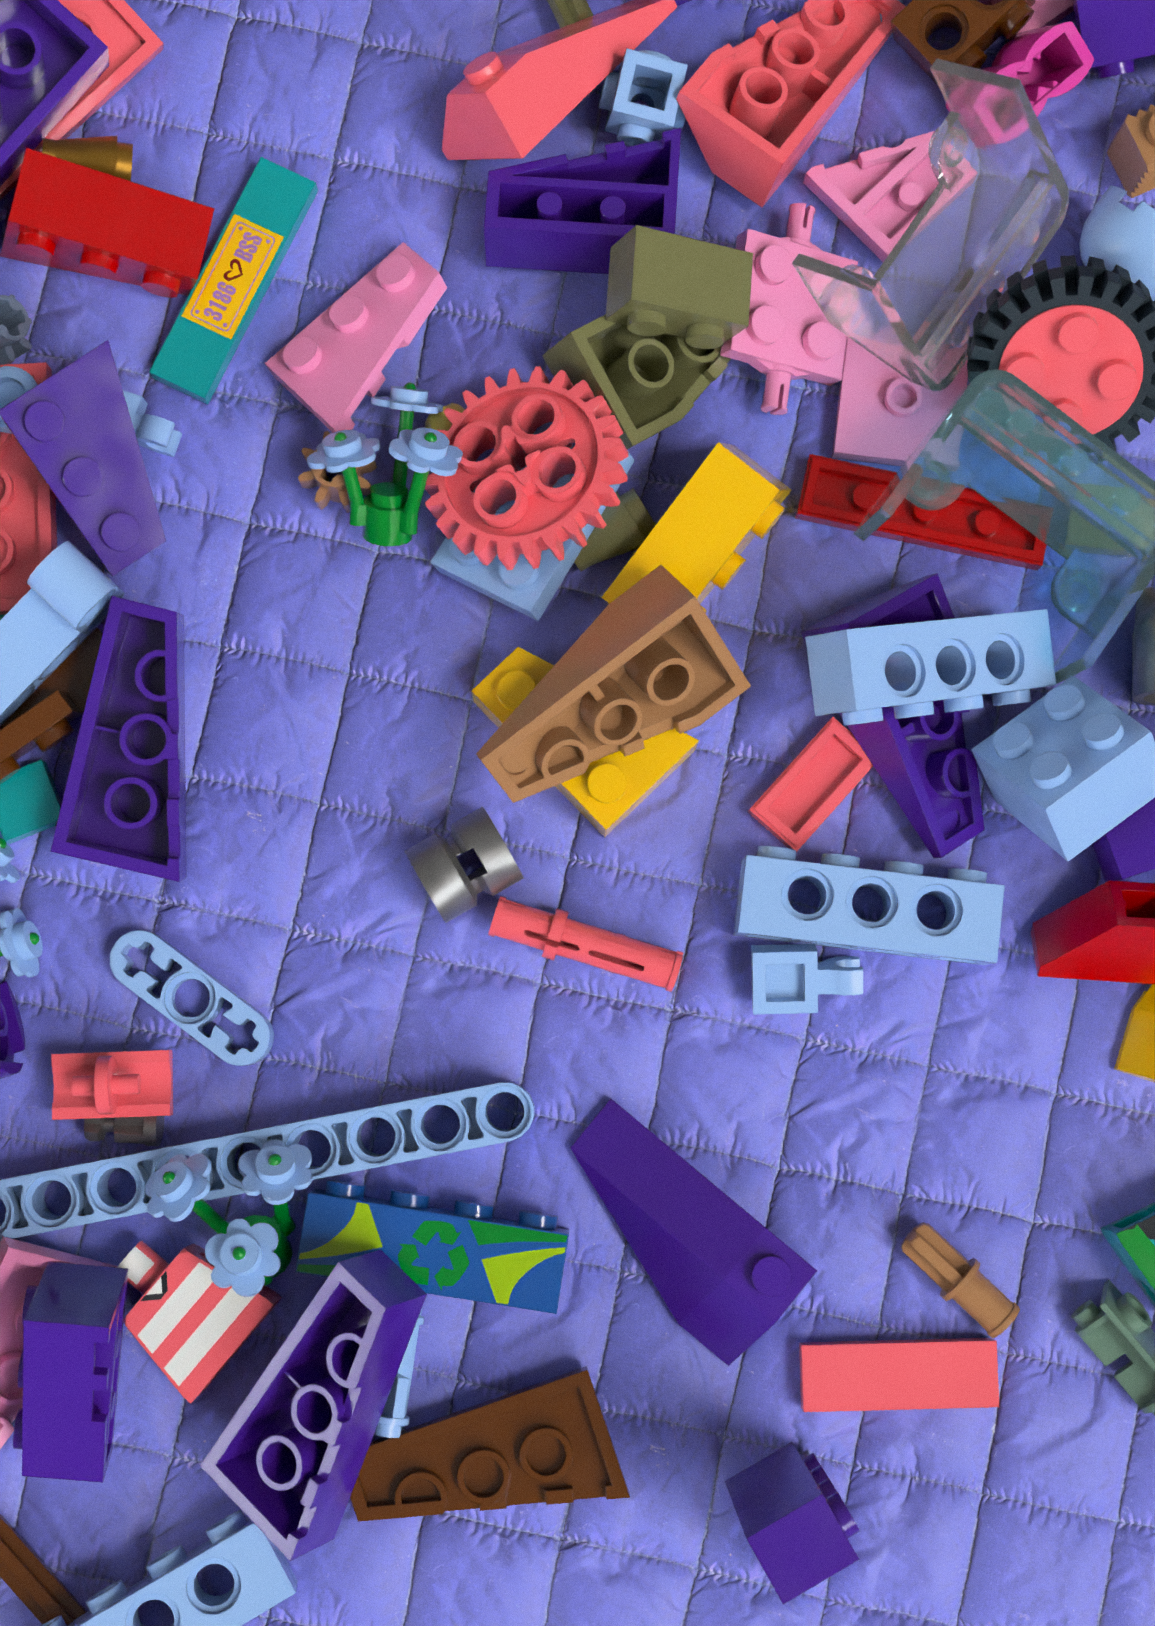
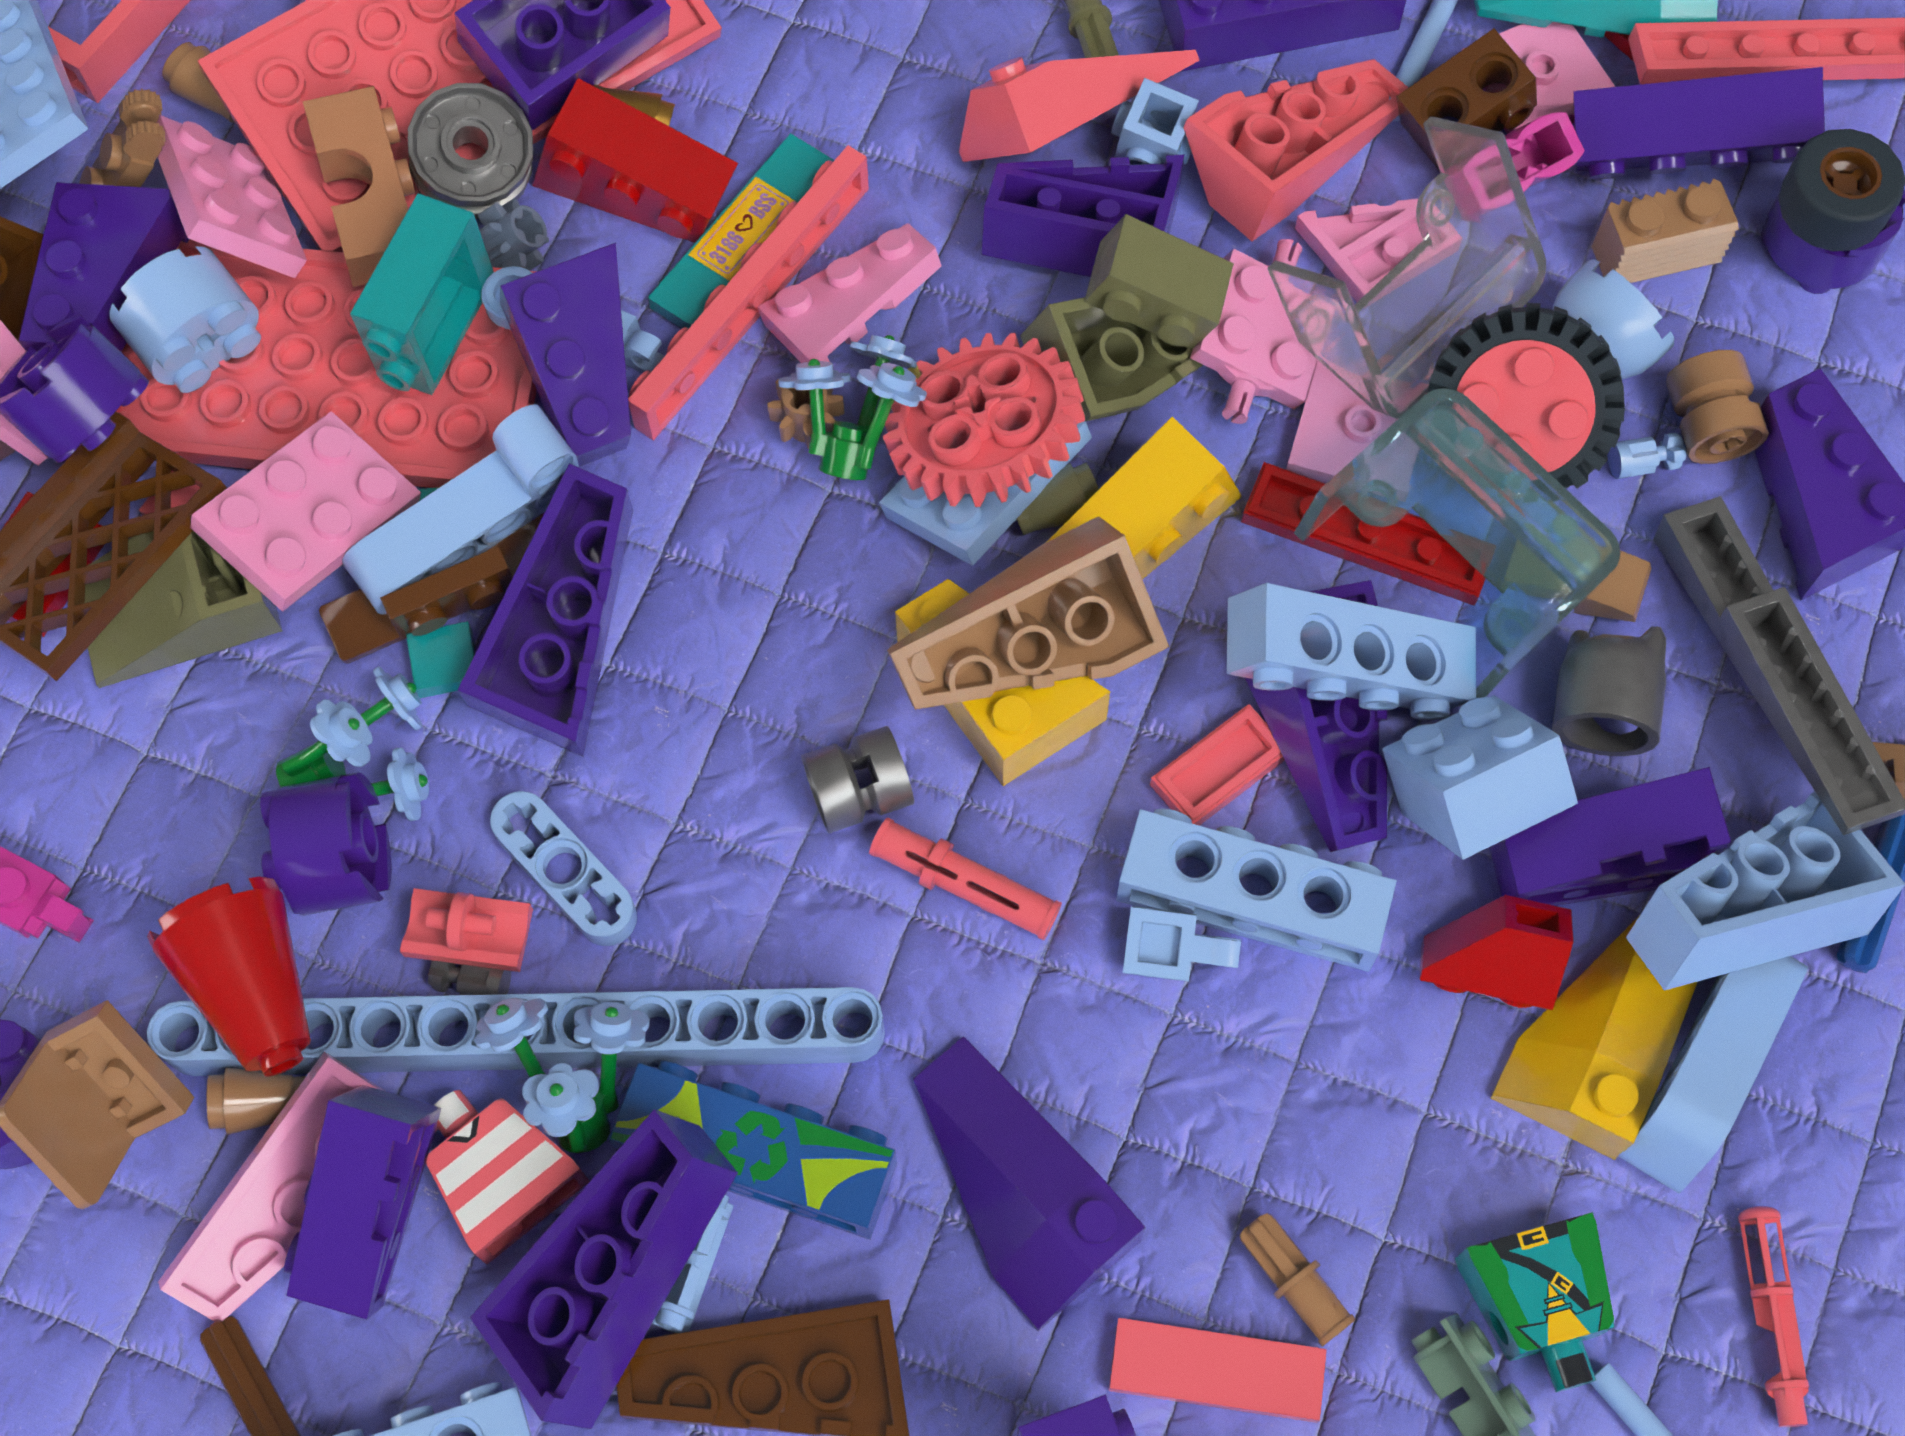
camera: 15 degrees right, 15 degrees down
(264, 325) = (733, 307): none -> coral plate

